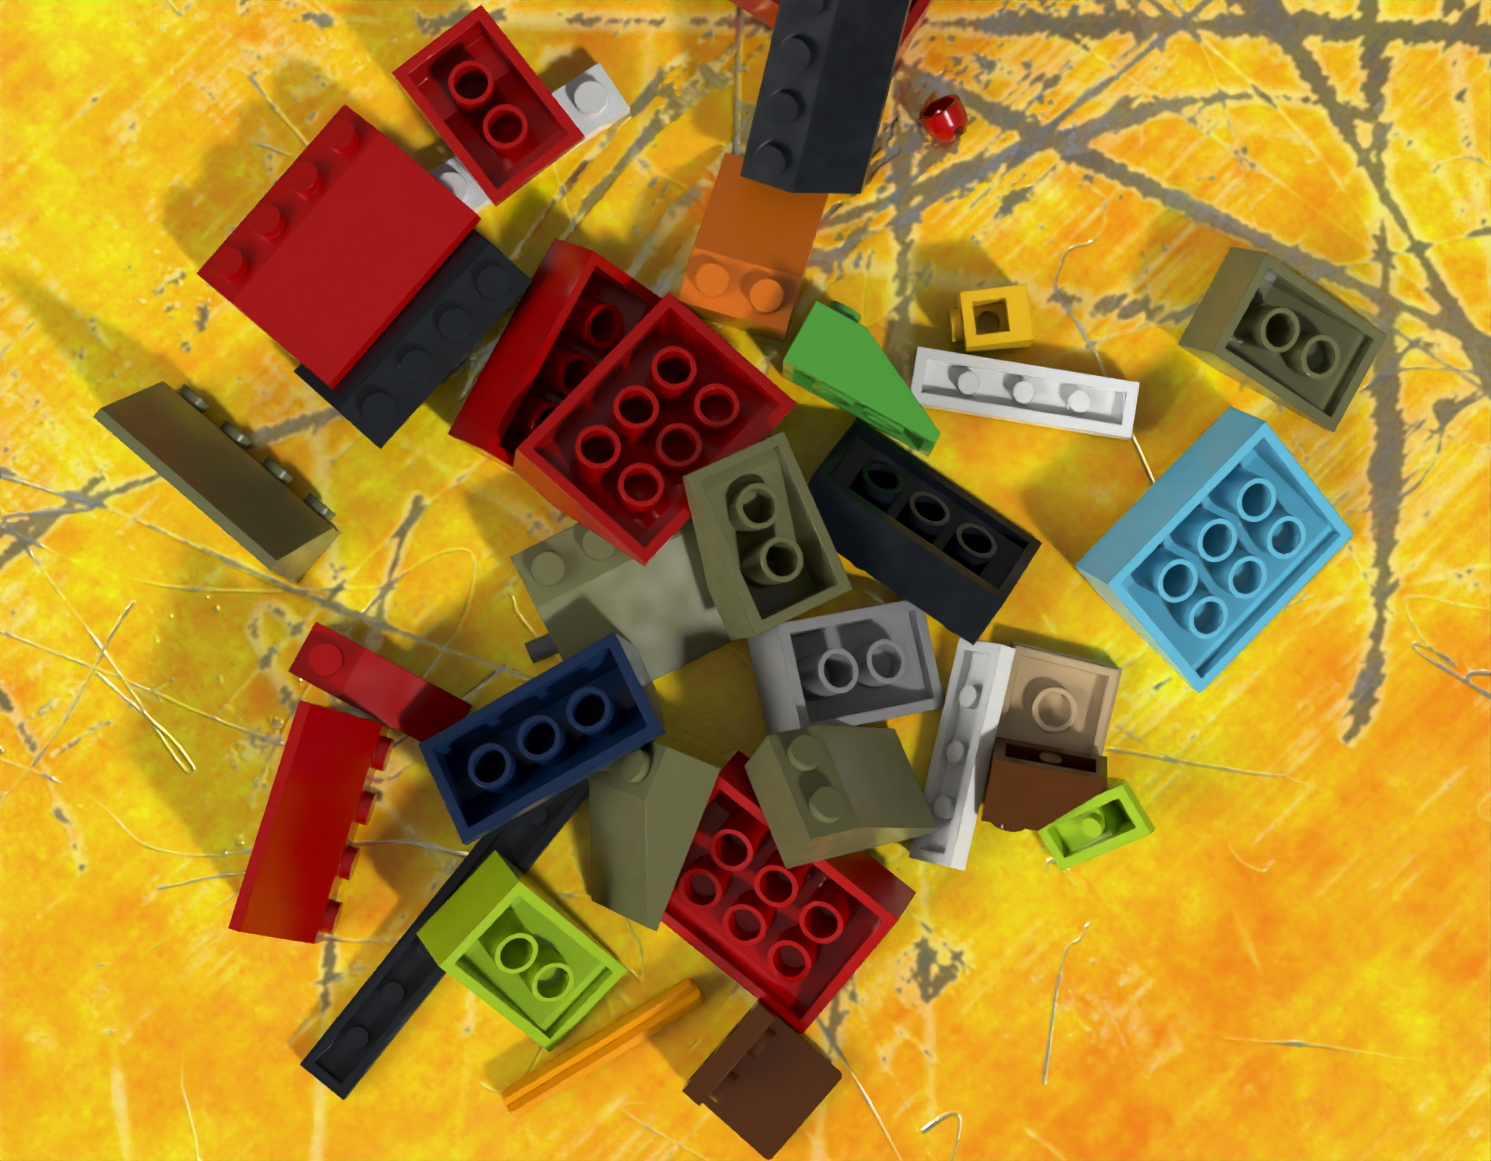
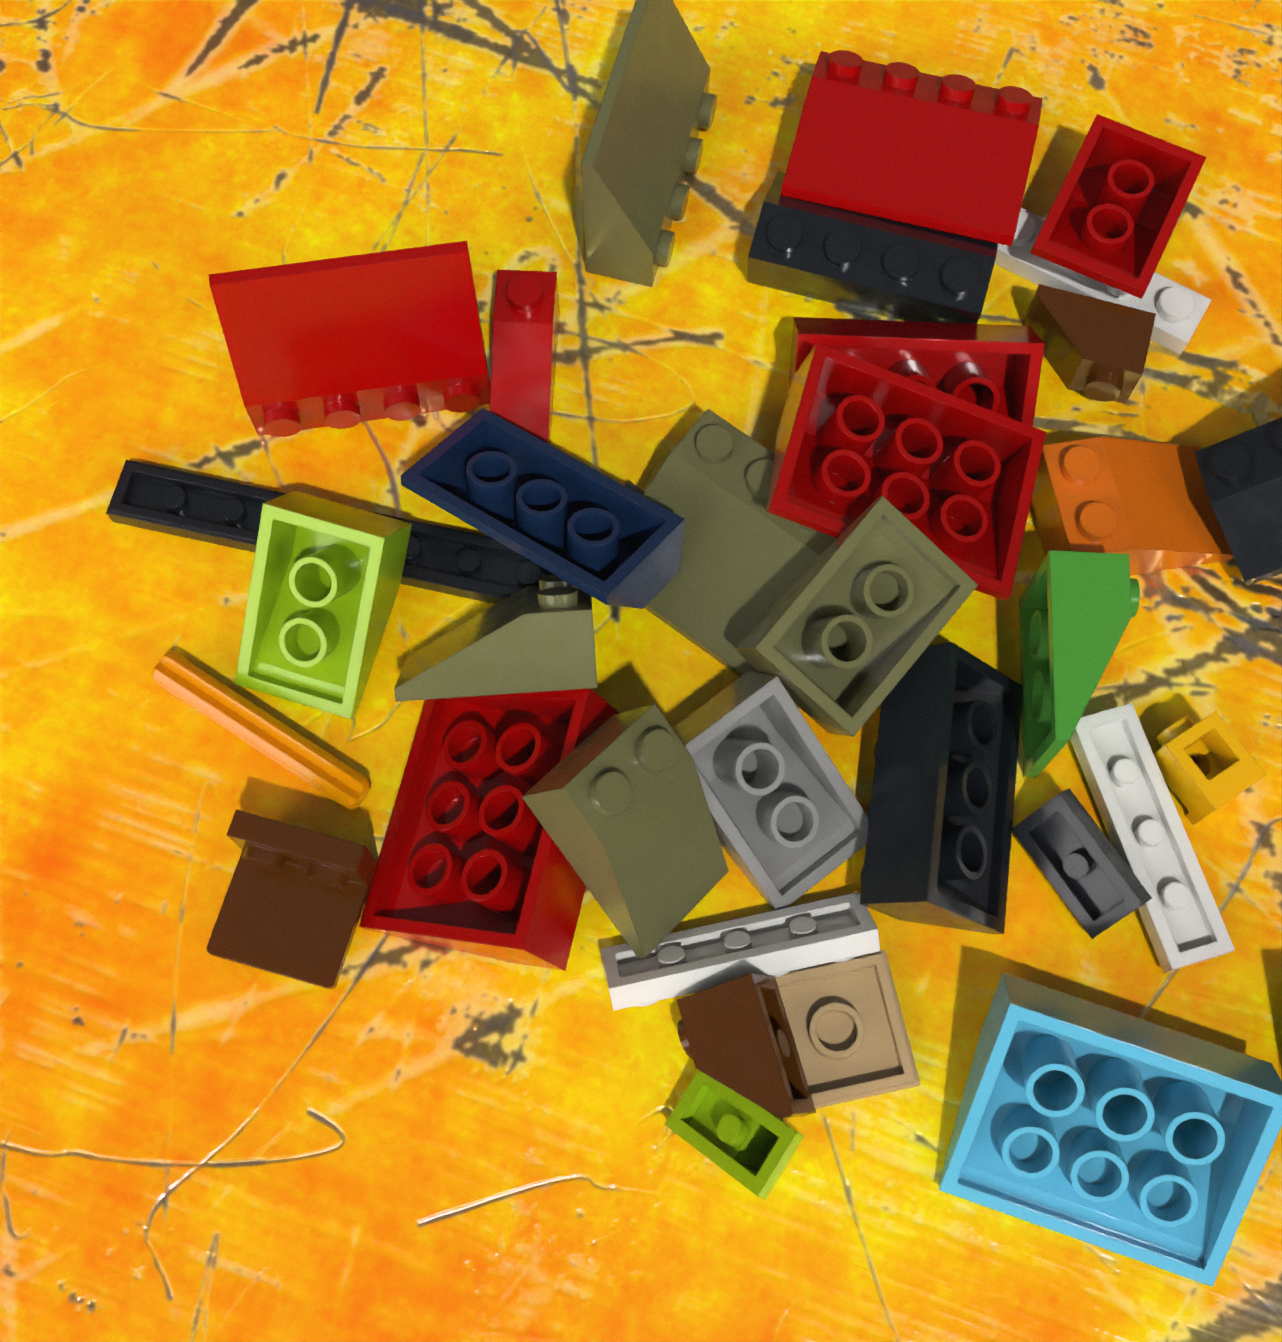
camera: 60 degrees right, 15 degrees down
(593, 191) = (1091, 341): none -> reddish brown slope
(1020, 458) = (1081, 863): none -> black plate

